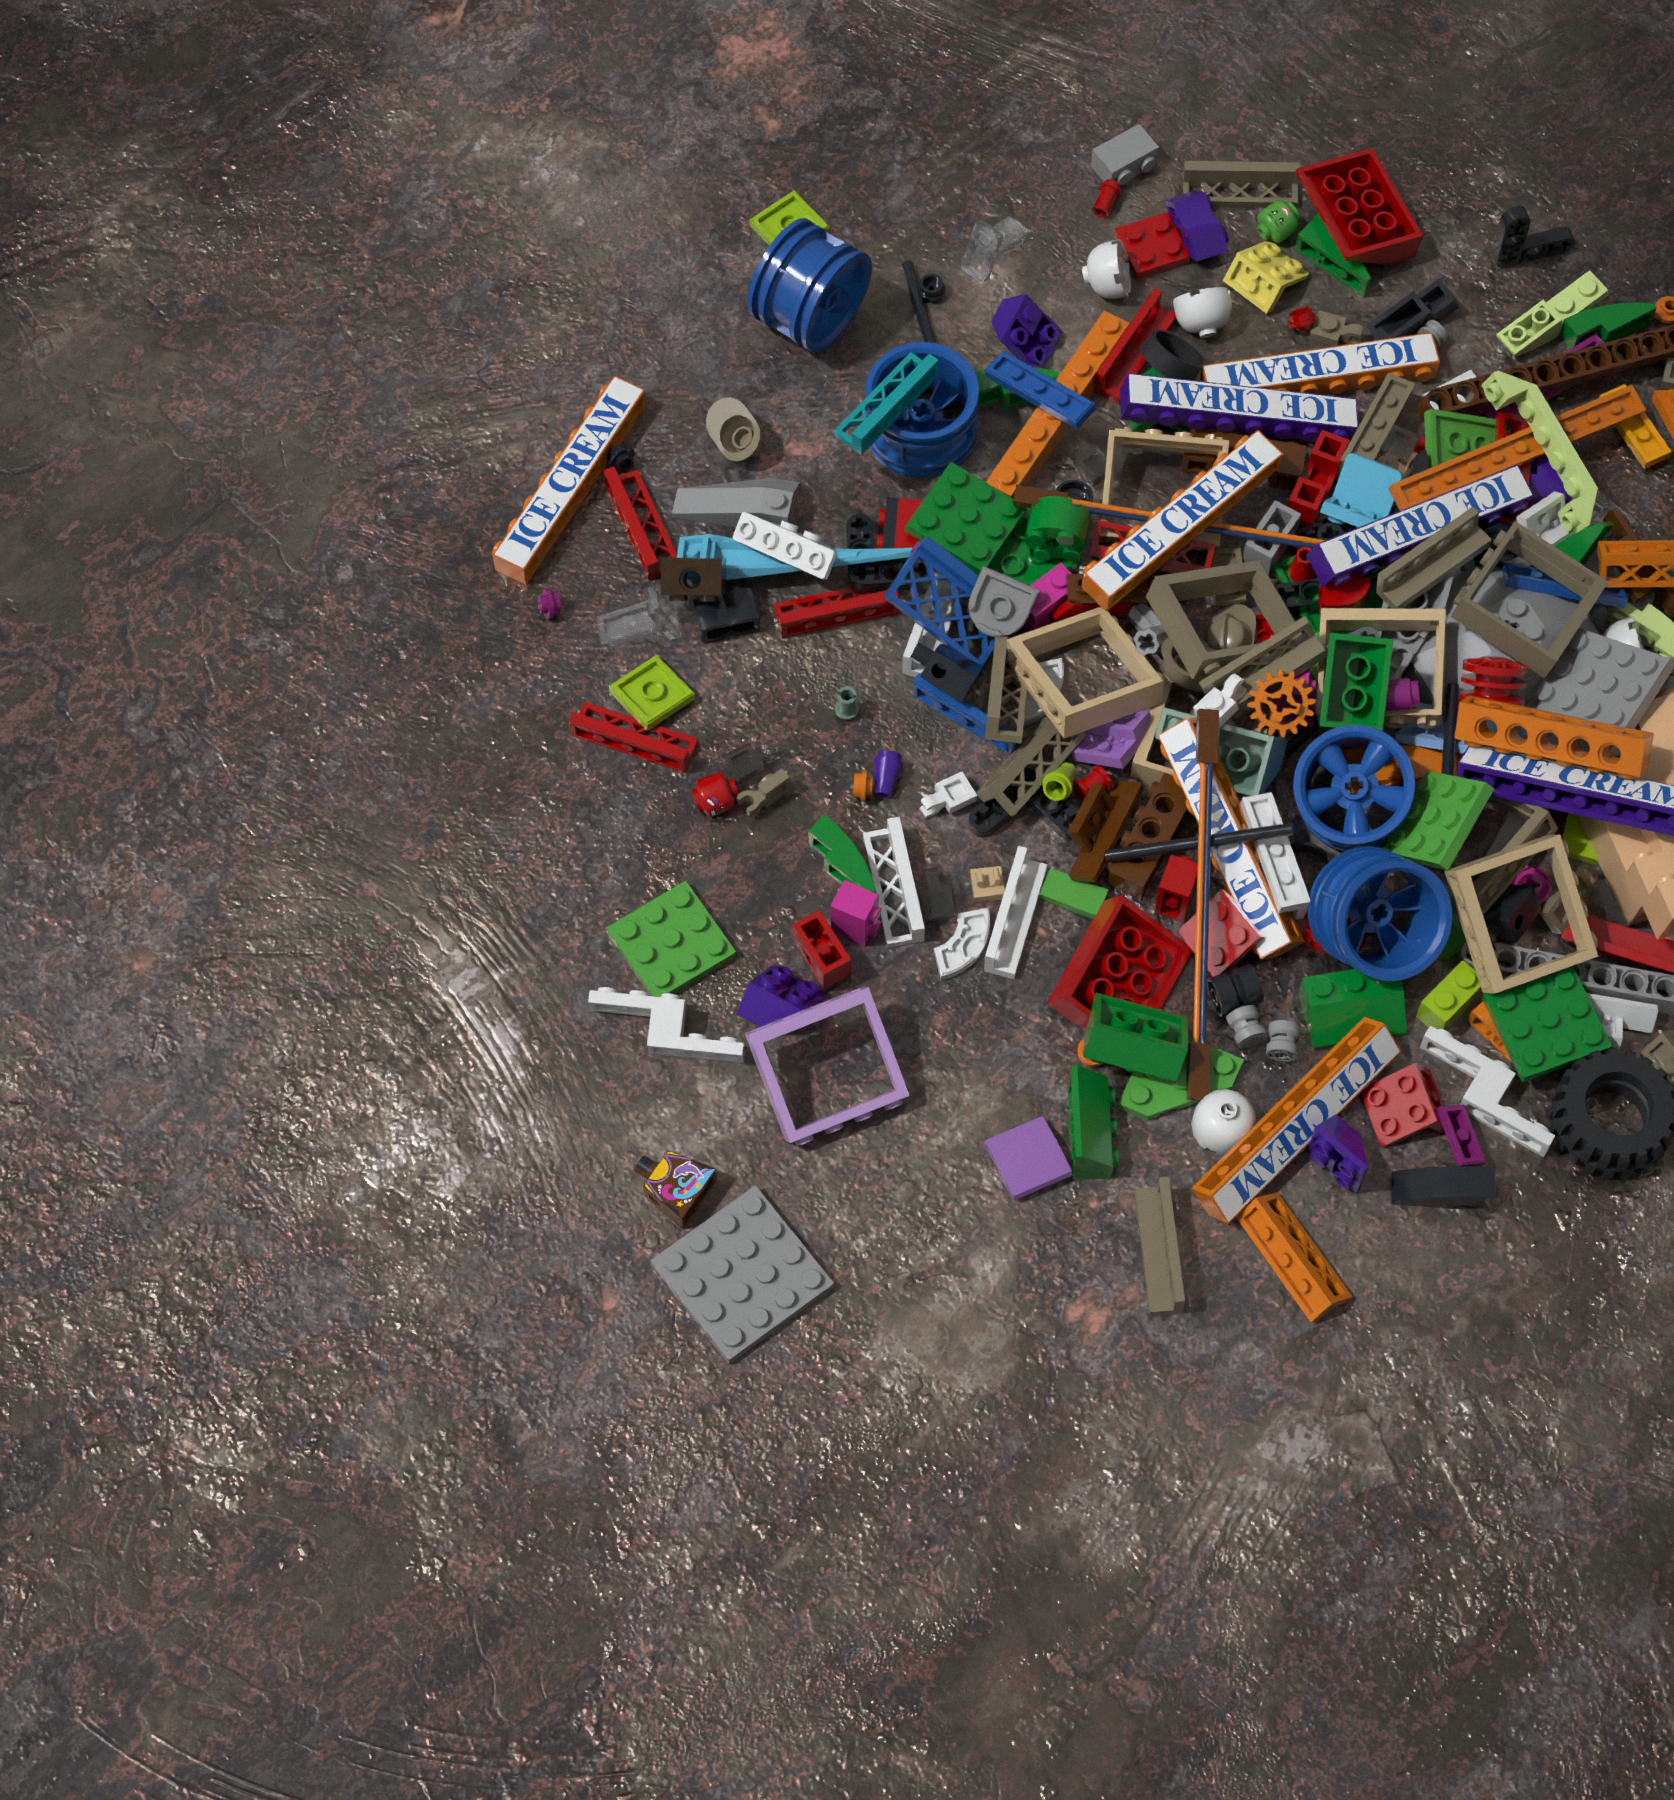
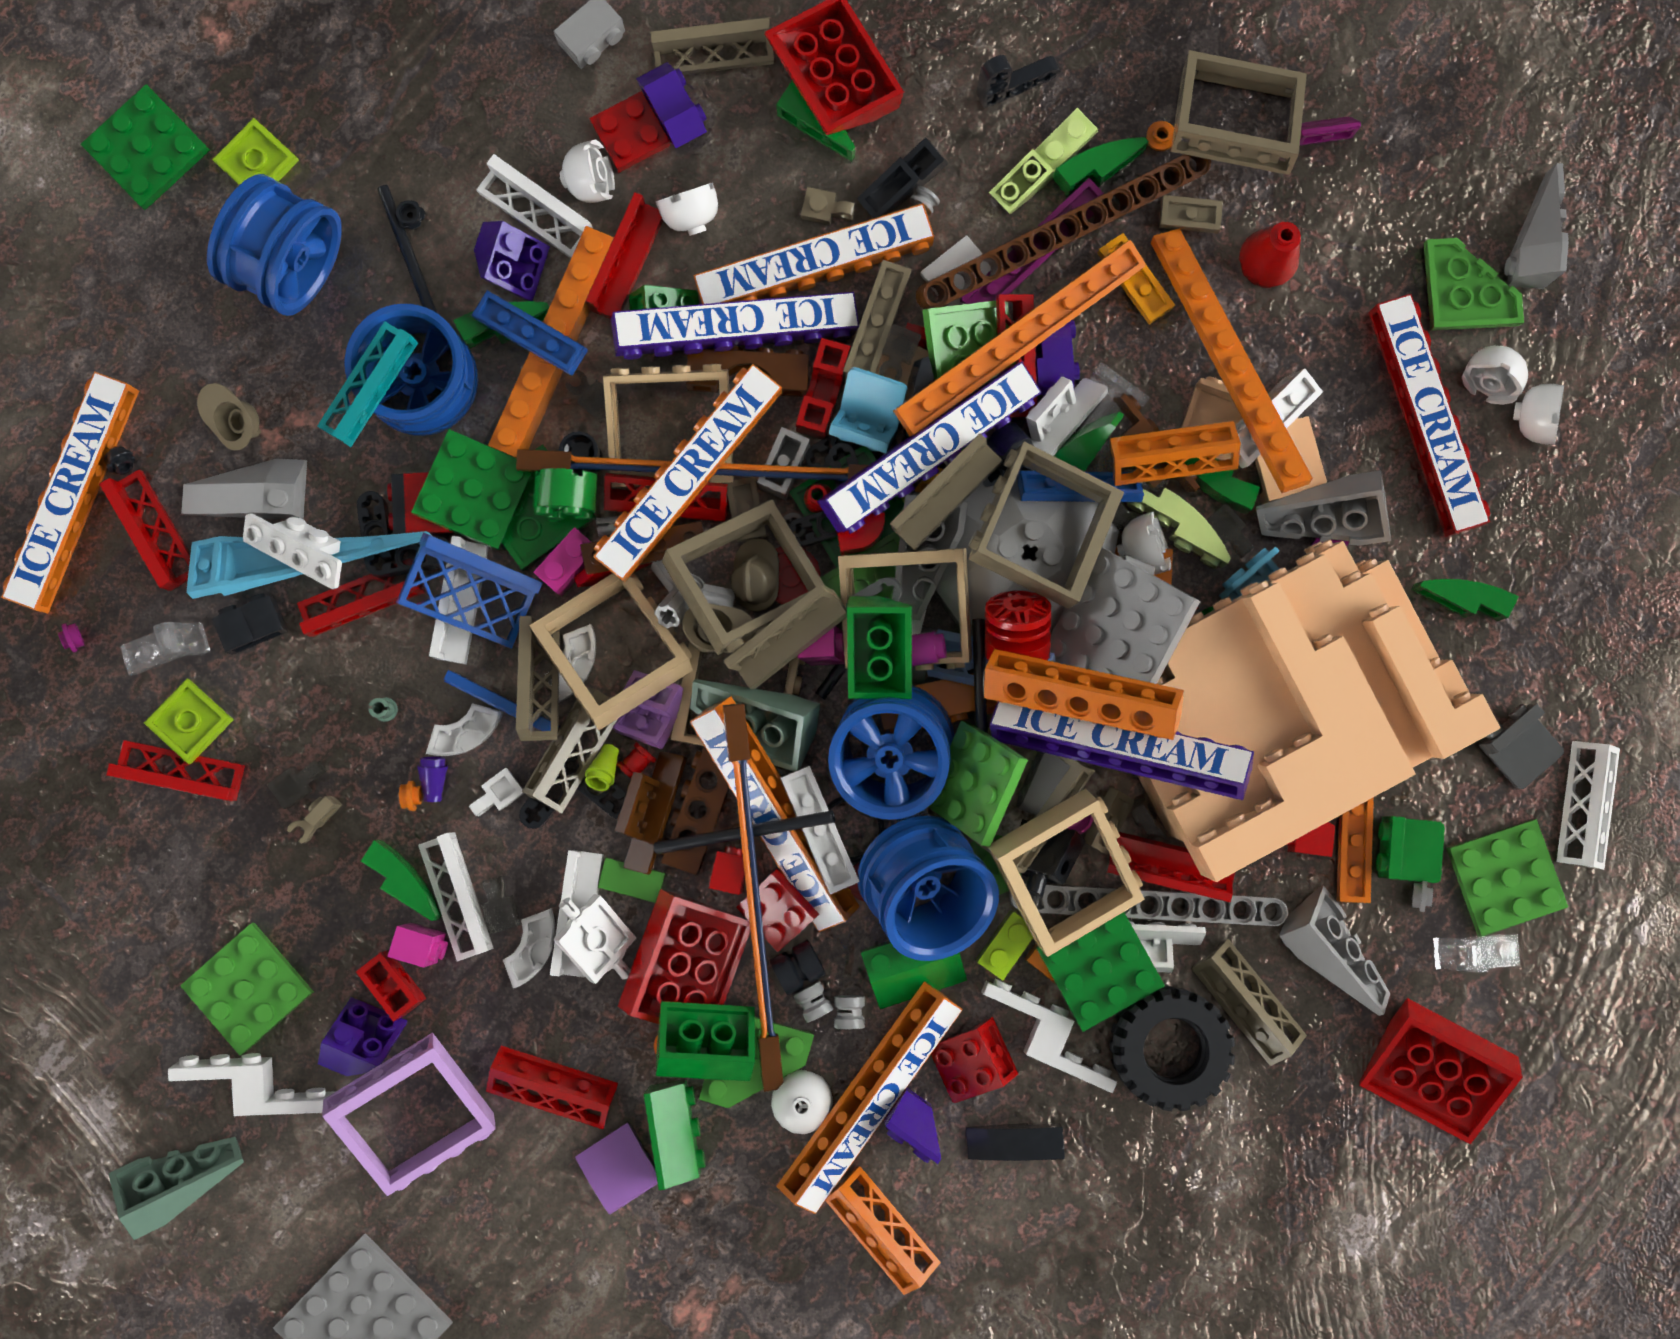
camera: 10 degrees left, 20 degrees up
(554, 1115) = (157, 1190): none -> sand green wedge
(675, 572) = (219, 594): dark brown brick -> none
(676, 1185) = (285, 1249): torso -> none
(686, 203) = (145, 147): none -> green plate
(715, 794) = (265, 826): red head -> none
(924, 740) = (464, 734): none -> white tile
(957, 676) = (476, 666): black torso -> none
(973, 1064) = (552, 1083): none -> red fence
(987, 884) = (546, 881): tan tile -> none
(990, 244) = (460, 161): clear bracket -> none
(1000, 603) = (517, 586): light grey tile -> none
(1034, 931) = (595, 938): none -> white plate
(1058, 286) = (537, 196): none -> white fence
(1108, 193) = (576, 83): red pin -> none
(1159, 1249) = (753, 1243): dark tan fence -> none
(1171, 355) = (654, 283): black tyre -> none
(1223, 700) = (745, 682): white plate -> none
(1263, 274) = (748, 151): light yellow bracket -> none
(1276, 717) = (812, 685): orange gear -> none
(1278, 221) = (755, 88): bright green head -> none
(1302, 319) = (790, 200): red plate -> none
(1461, 1135) = (1027, 1091): magenta slope -> none
(1505, 389) = (1087, 402): yellowish green slope -> none

